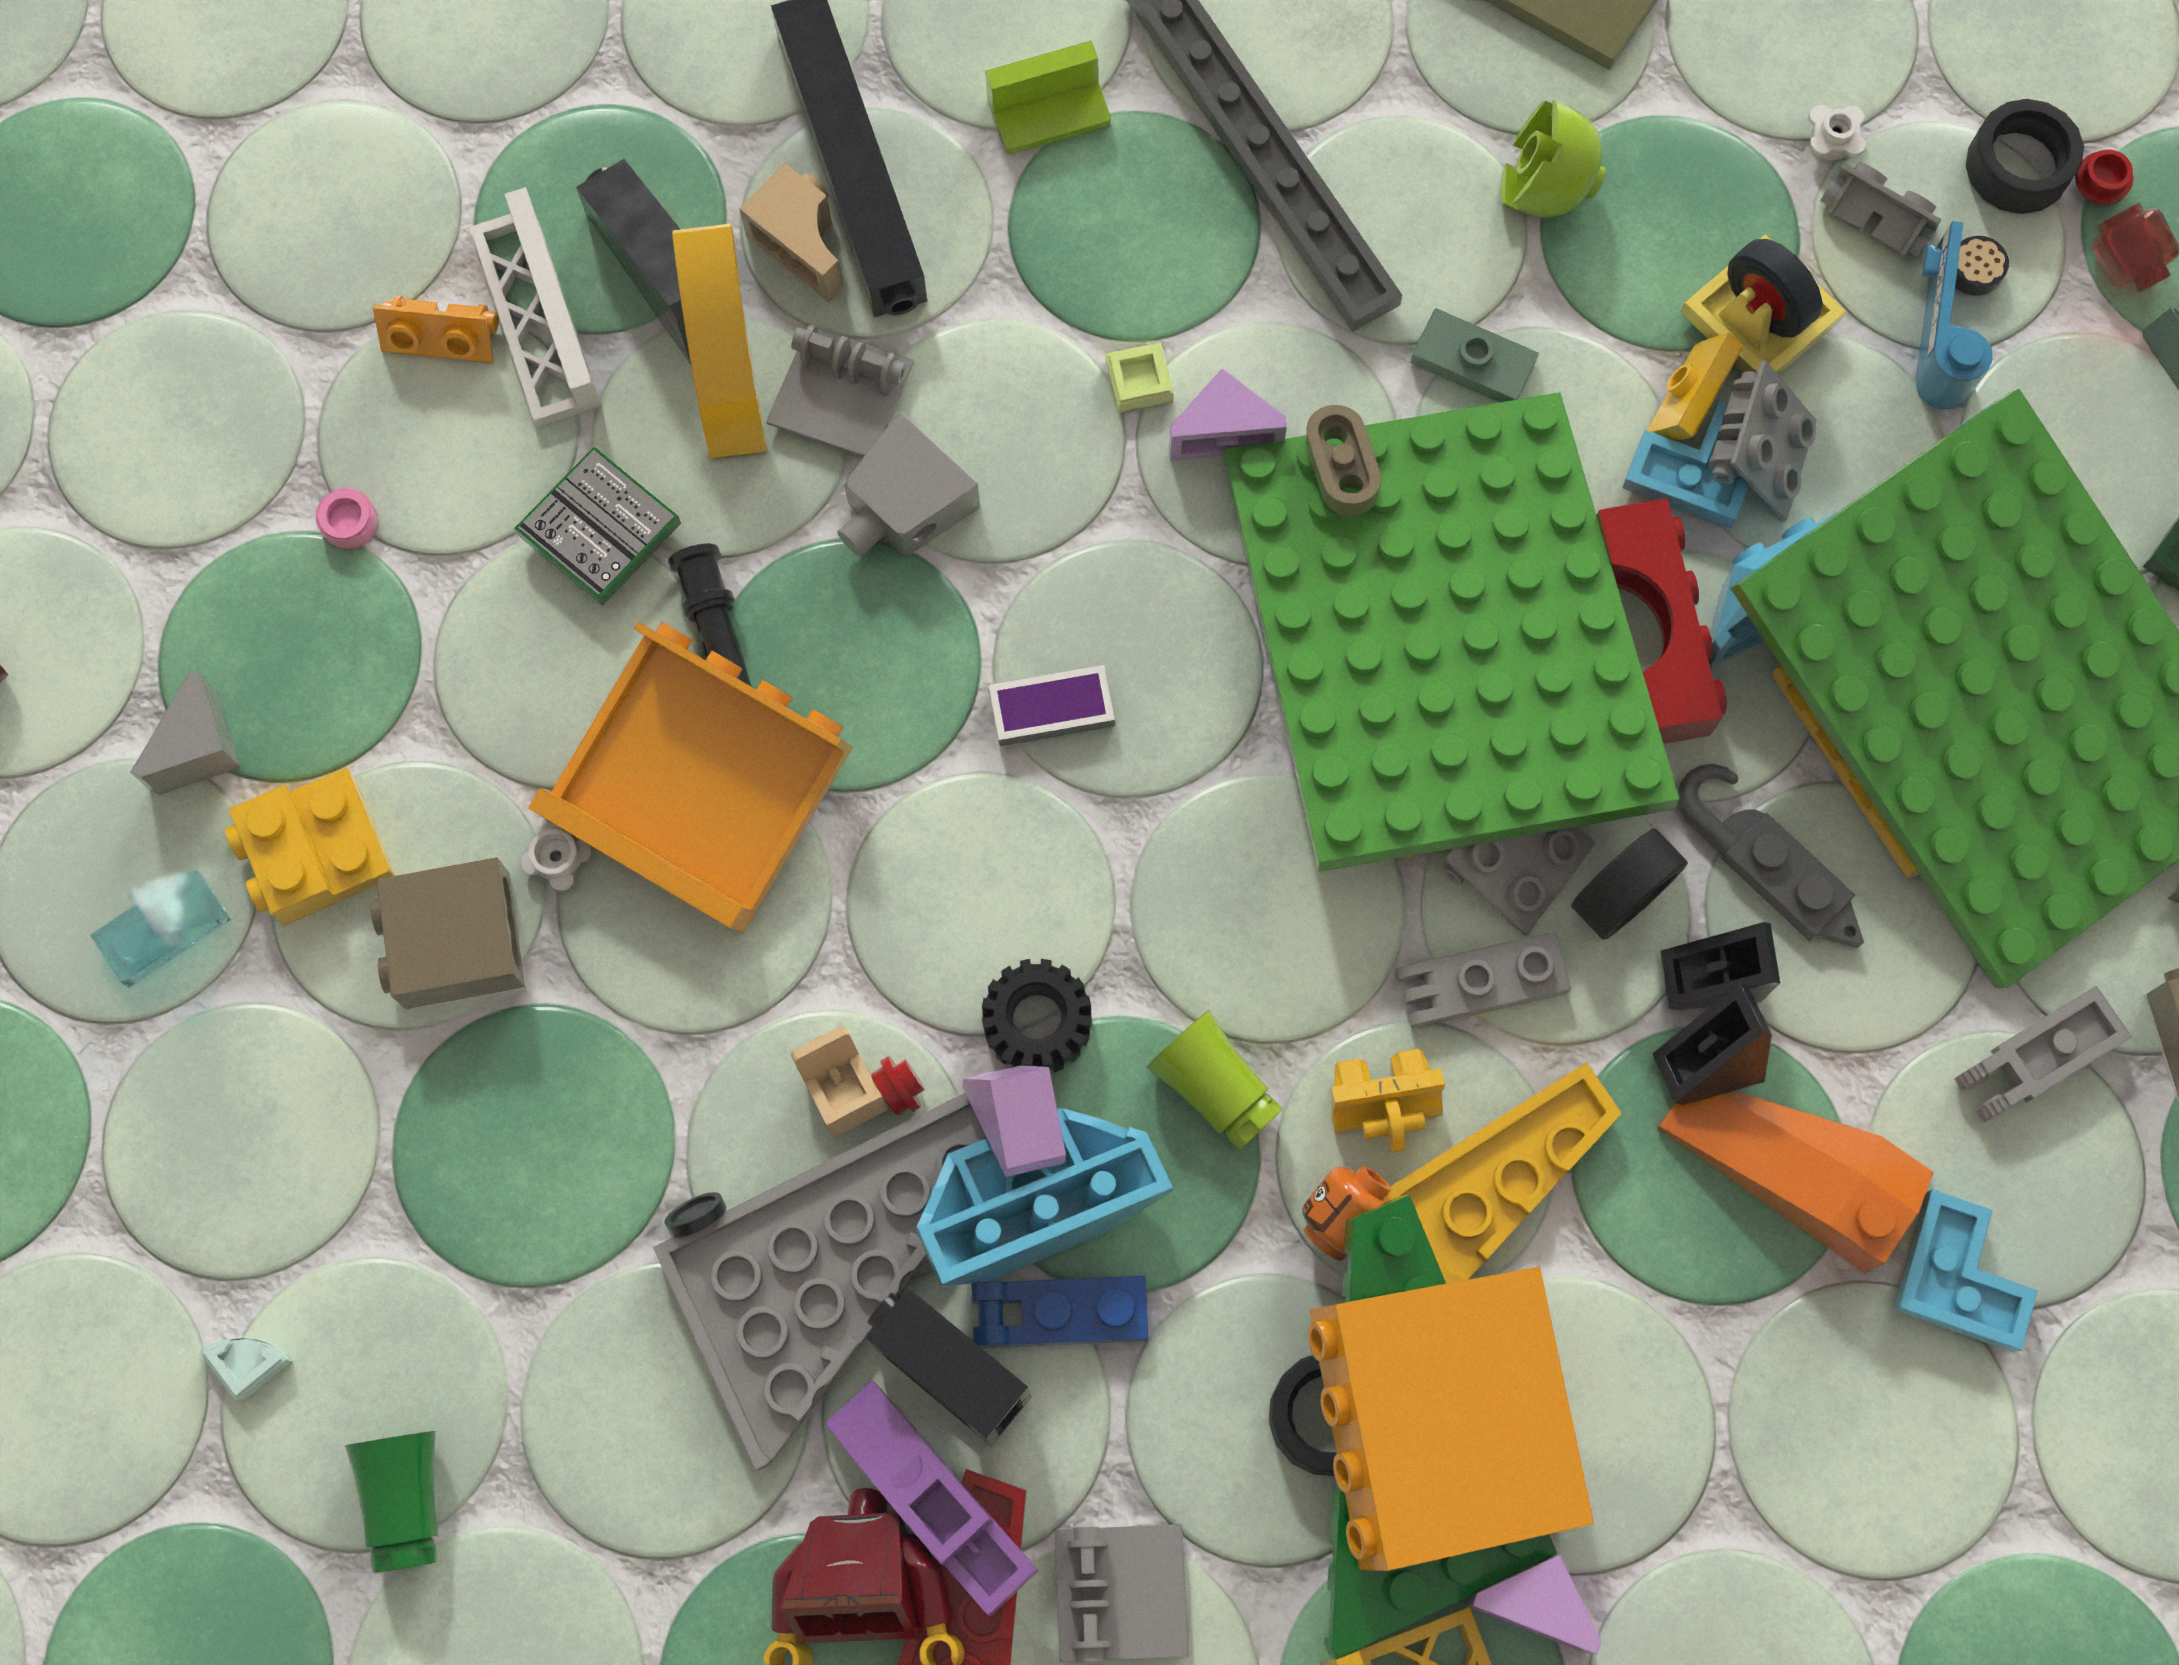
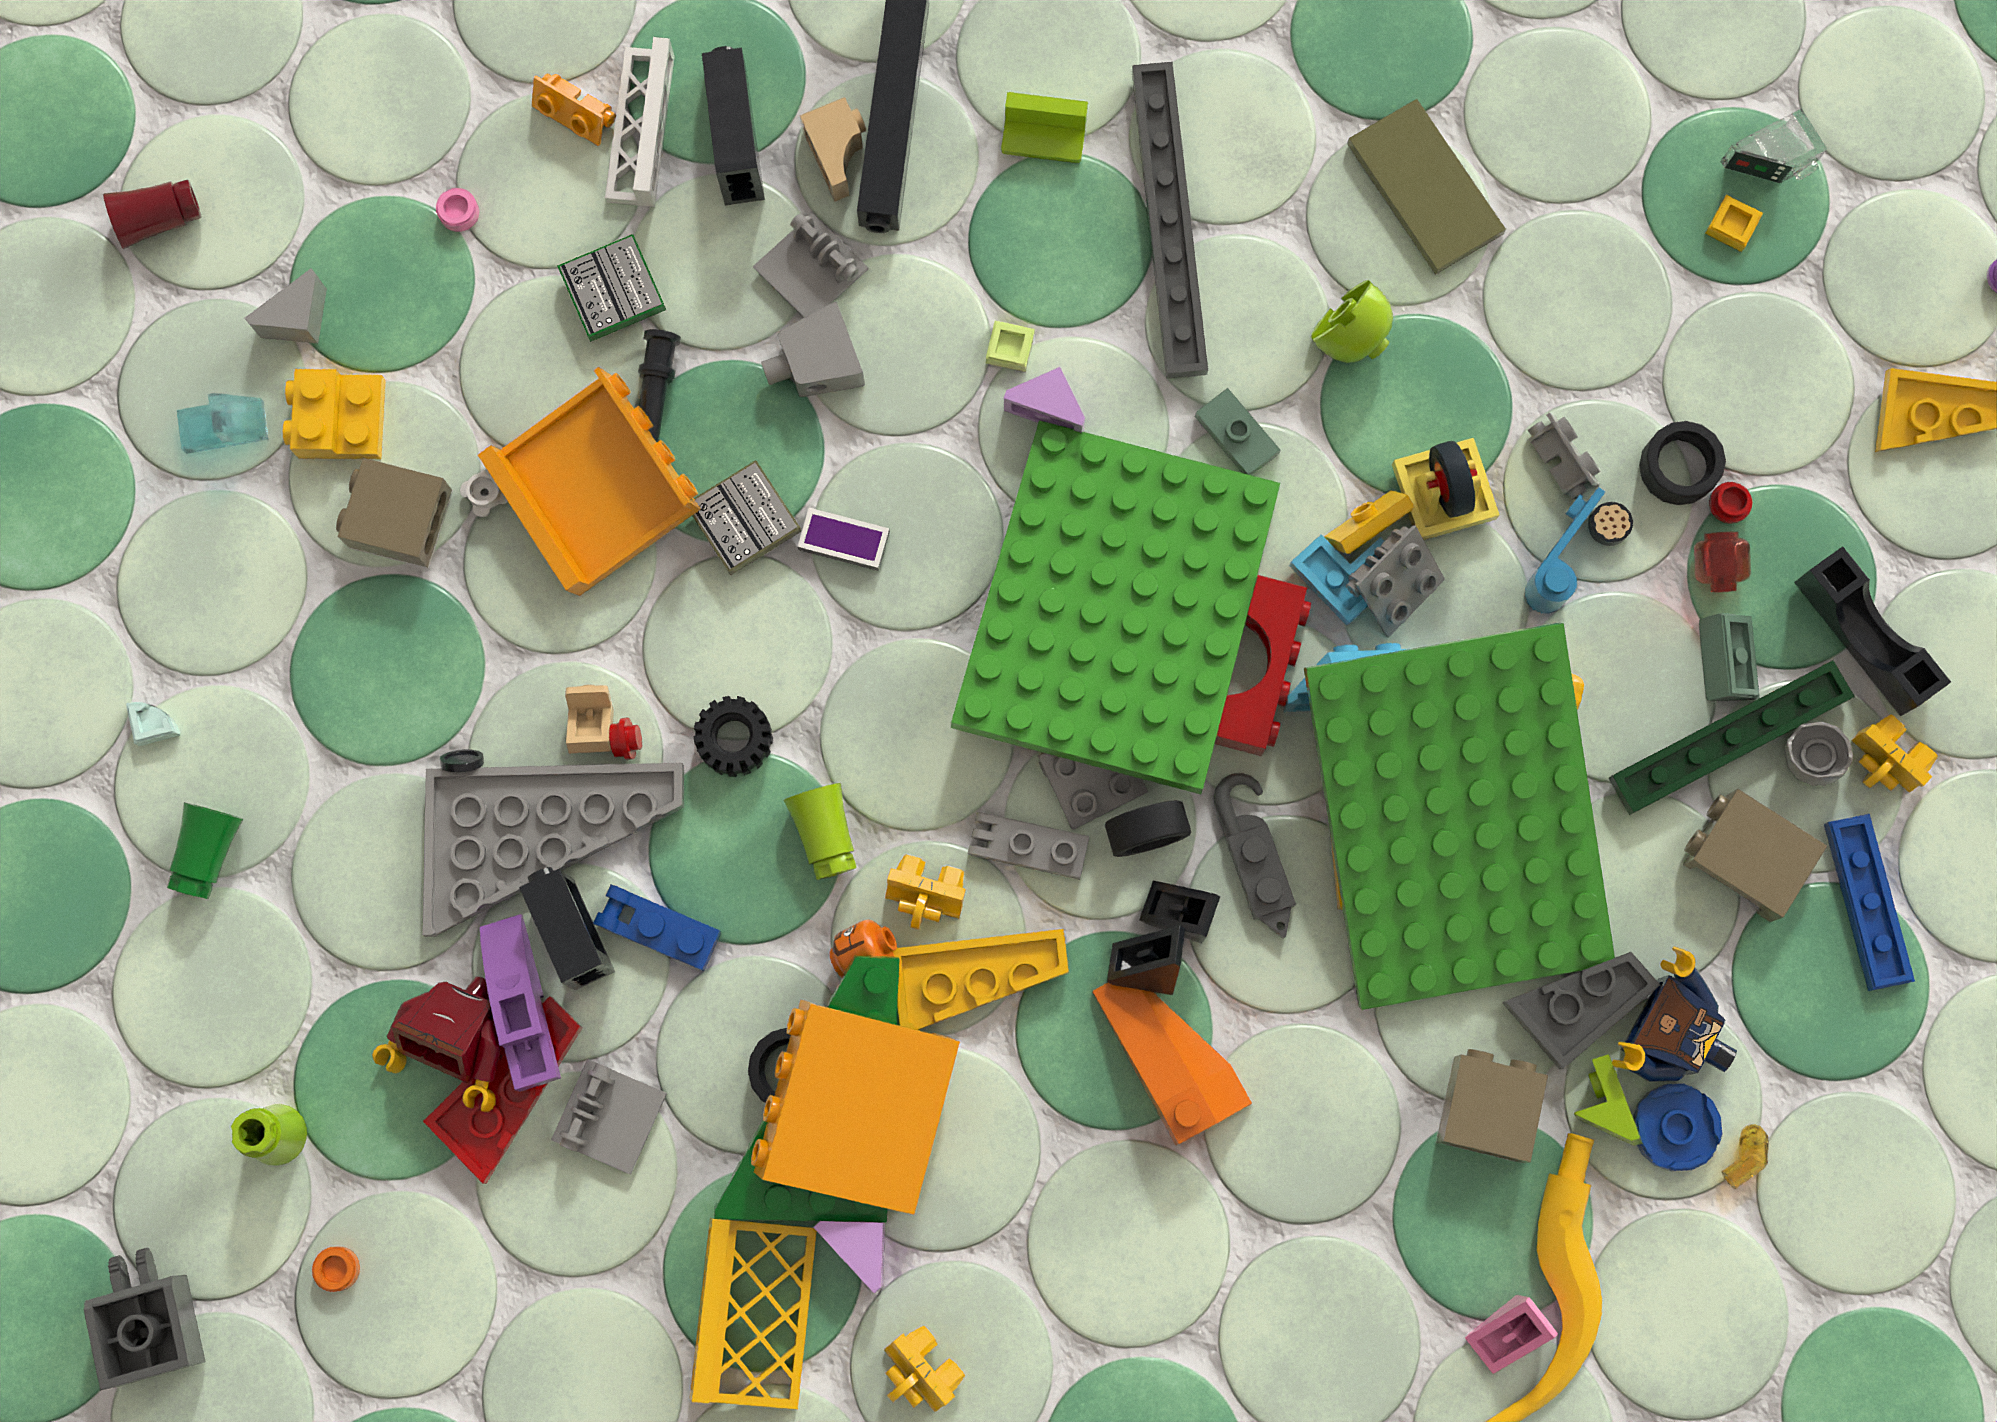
camera: 25 degrees right, 5 degrees up
(718, 340) = (737, 201): yellow slope -> none
(912, 735) = (744, 517): none -> light grey tile
(995, 1224) = (671, 847): medium azure wedge -> none
(1018, 1117) = (682, 795): lavender slope -> none
(1345, 464) = (1106, 467): dark tan plate -> none
(1834, 145) = (1556, 396): white plate -> none
(1944, 1282) = (1219, 1173): medium azure plate -> none
(2049, 1051) = (1367, 1062): light grey hinge -> none

